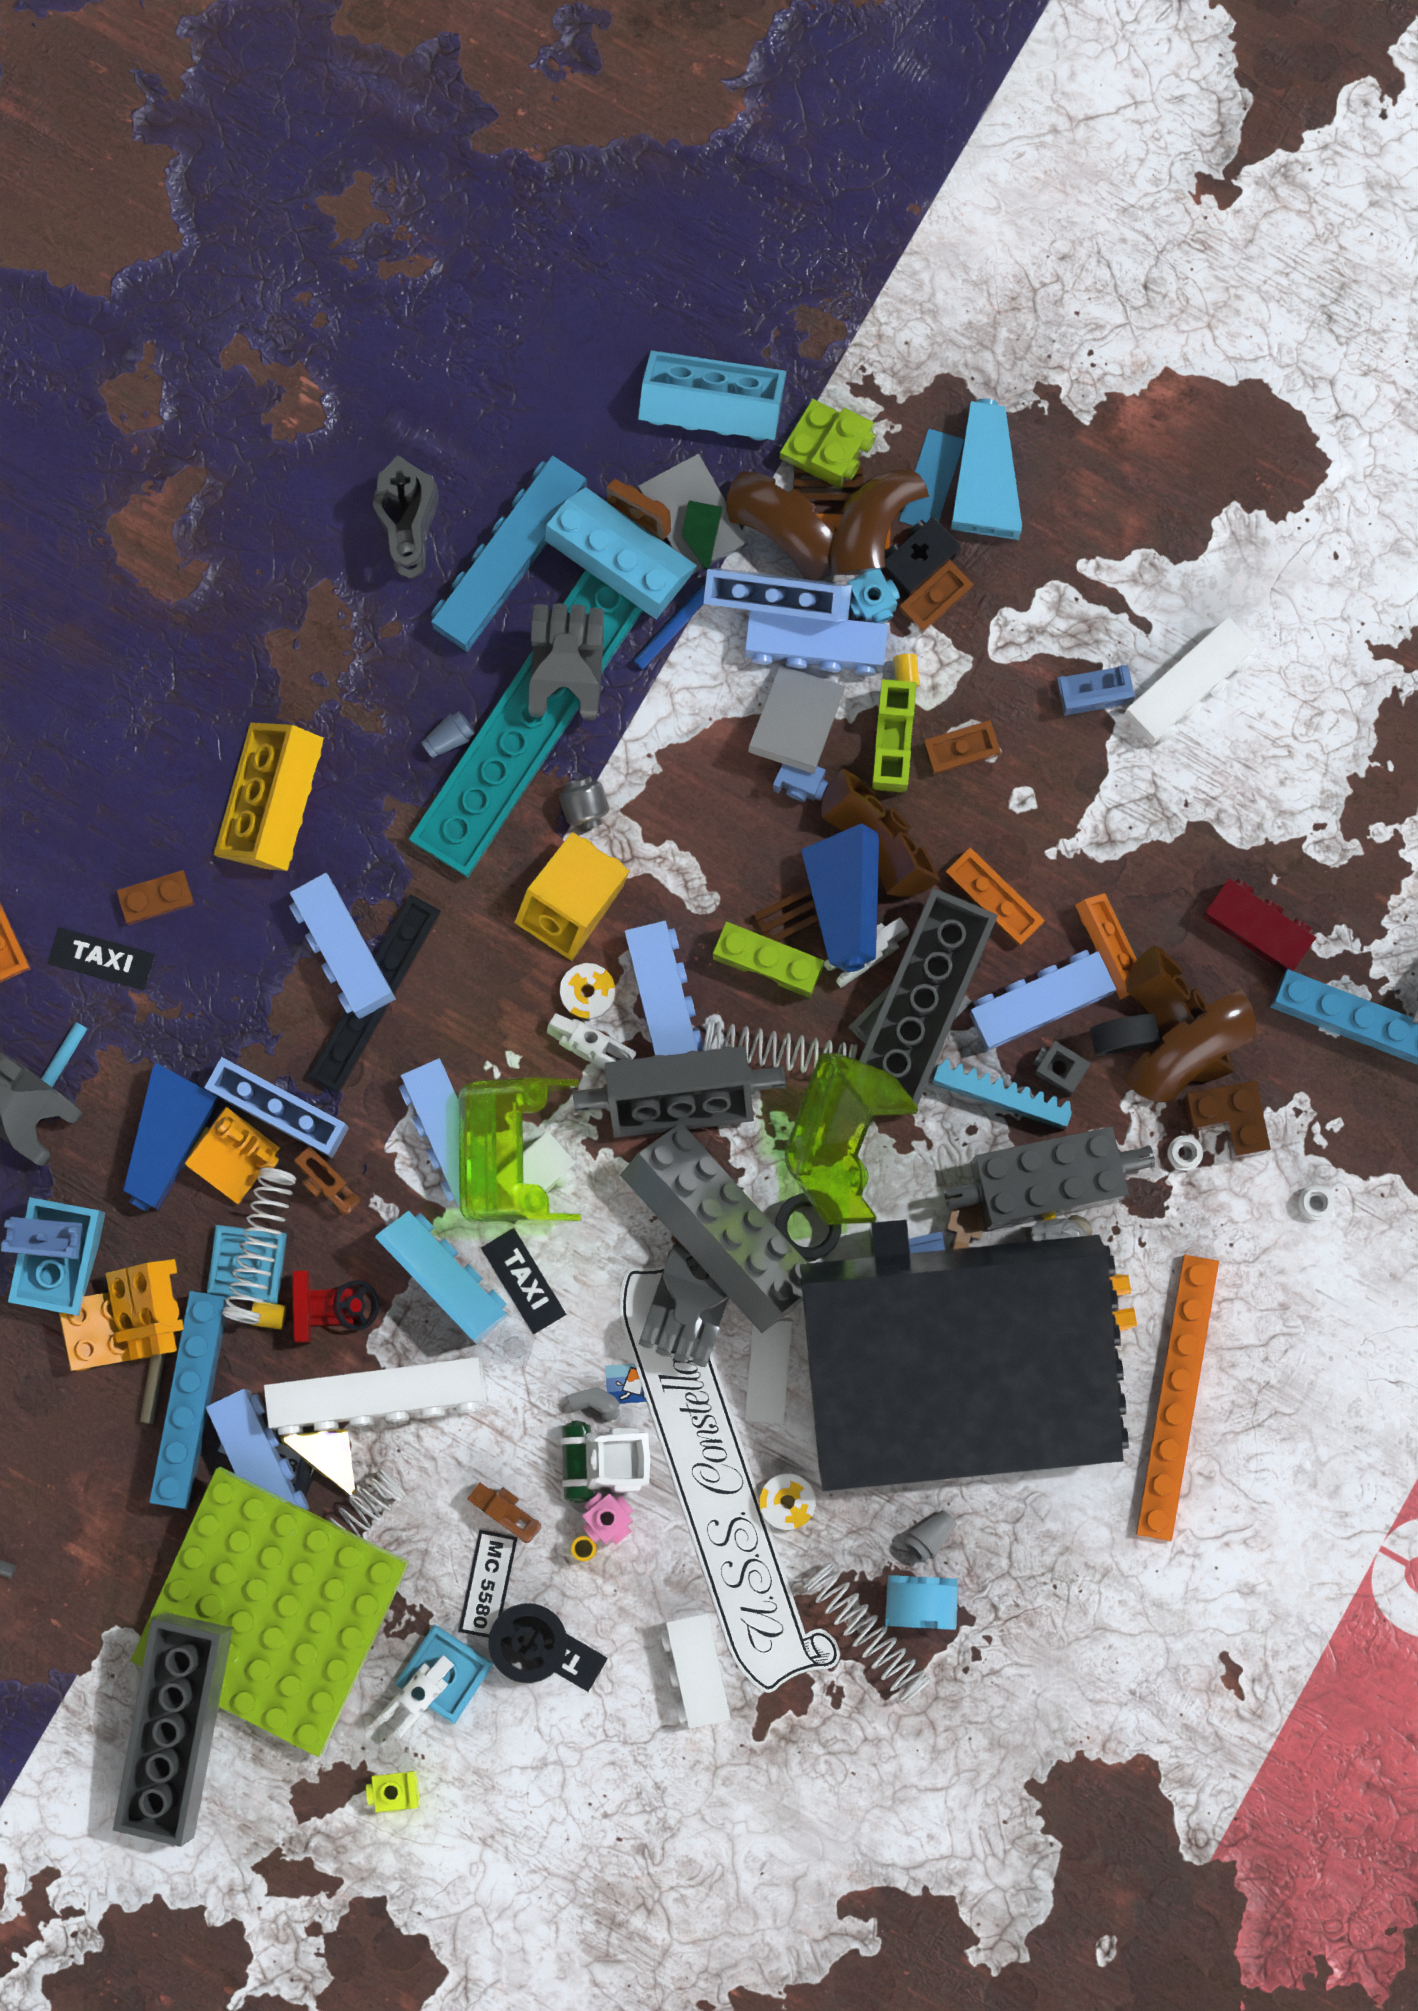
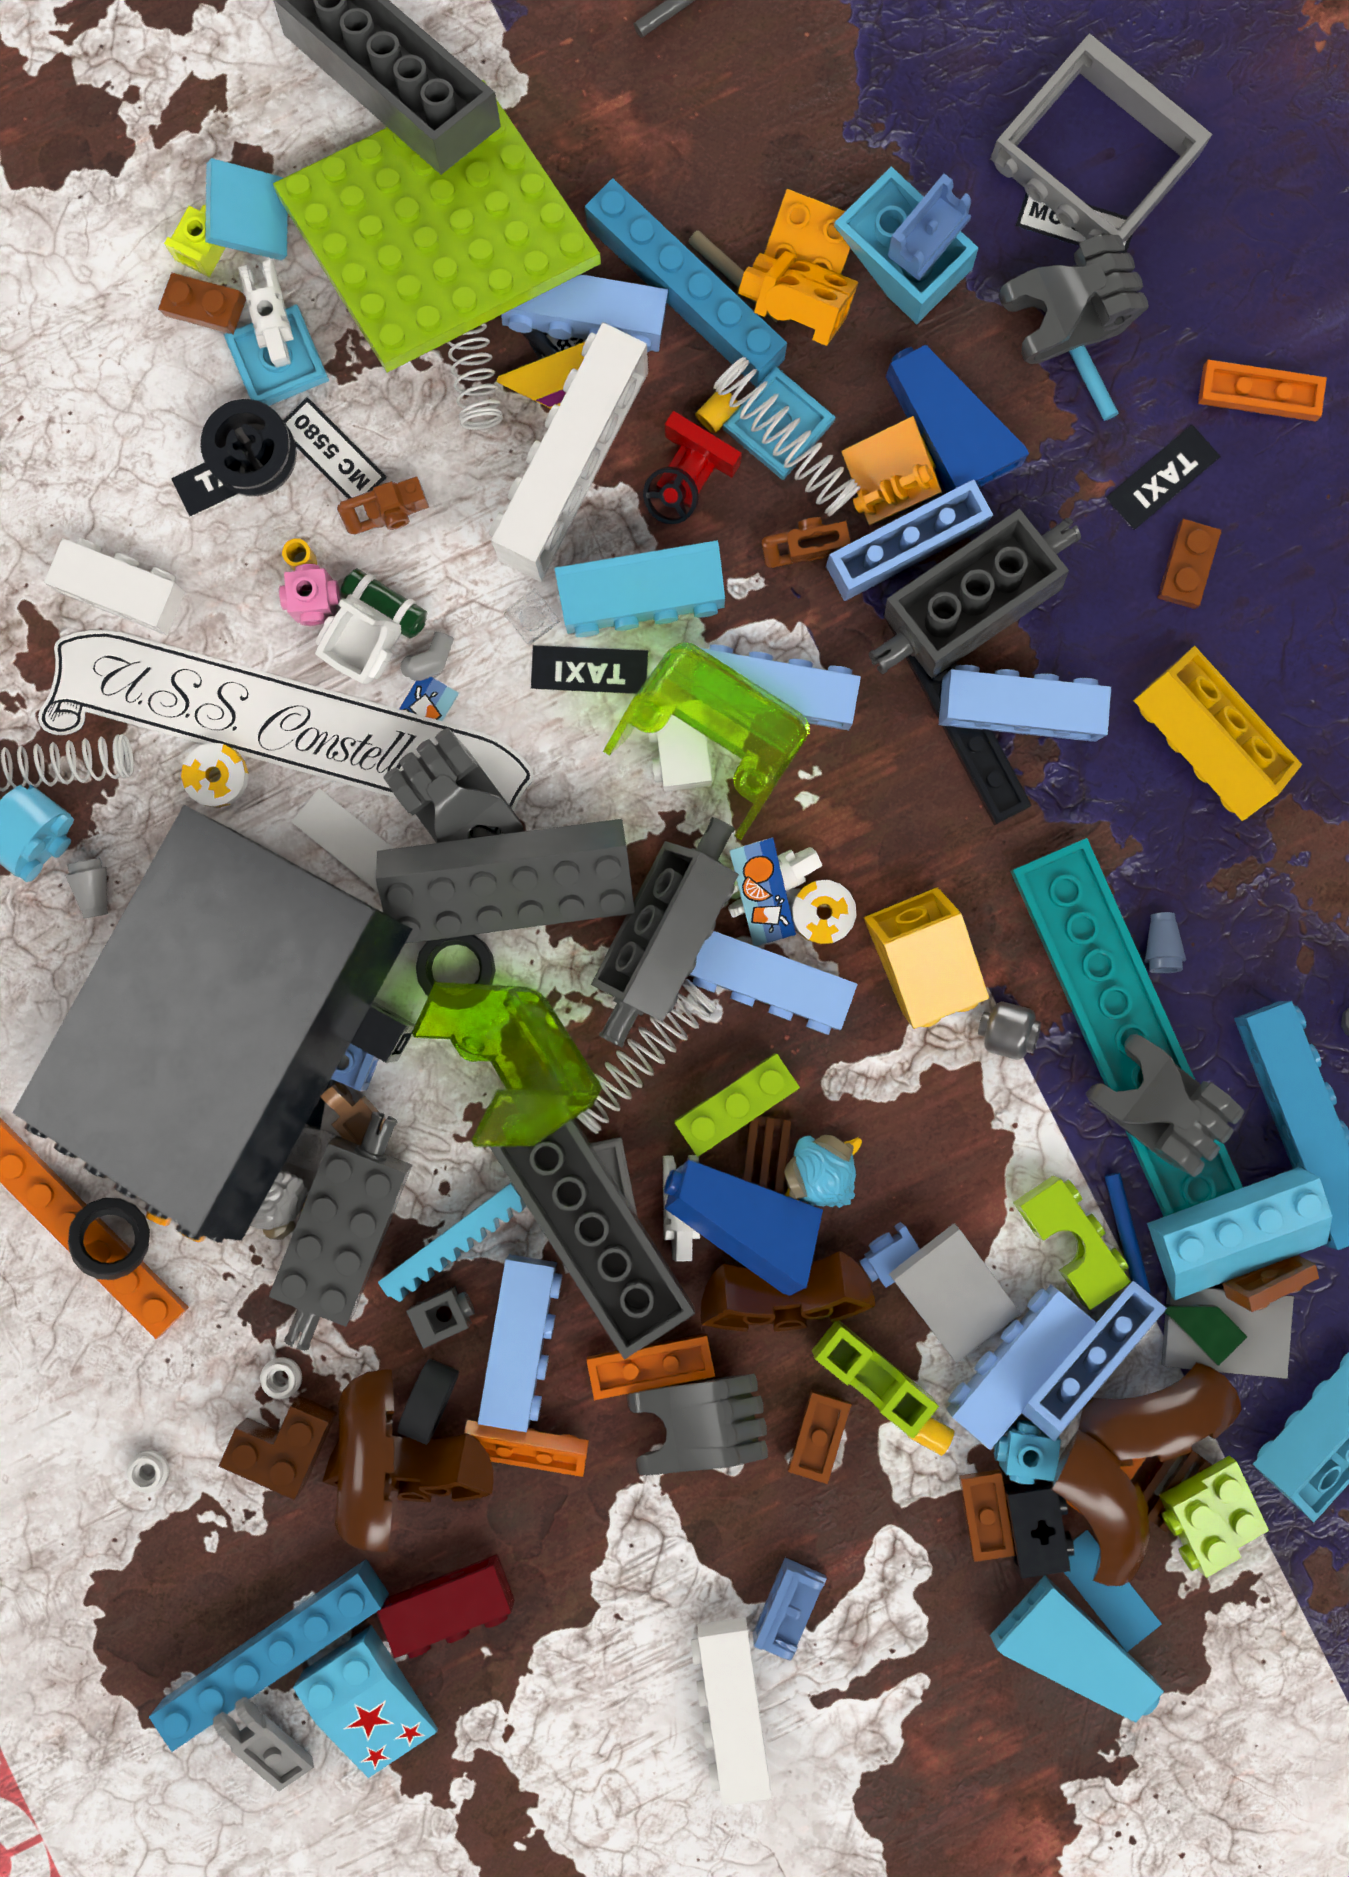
camera: 125 degrees right, 5 degrees up
(285, 1033) = (975, 594): none -> dark grey brick
(350, 1767) = (244, 210): none -> medium azure tile
(441, 1755) = (202, 303): none -> dark orange plate
(604, 1041) = (763, 892): none -> sticker
(712, 634) = (1095, 1269): none -> lime arch
(774, 868) = (822, 1171): none -> medium azure hair
(1007, 831) = (705, 1425): none -> dark grey piece
(1143, 1331) = (97, 1209): none -> black tyre
(1365, 938) = (364, 1703): none -> medium azure slope

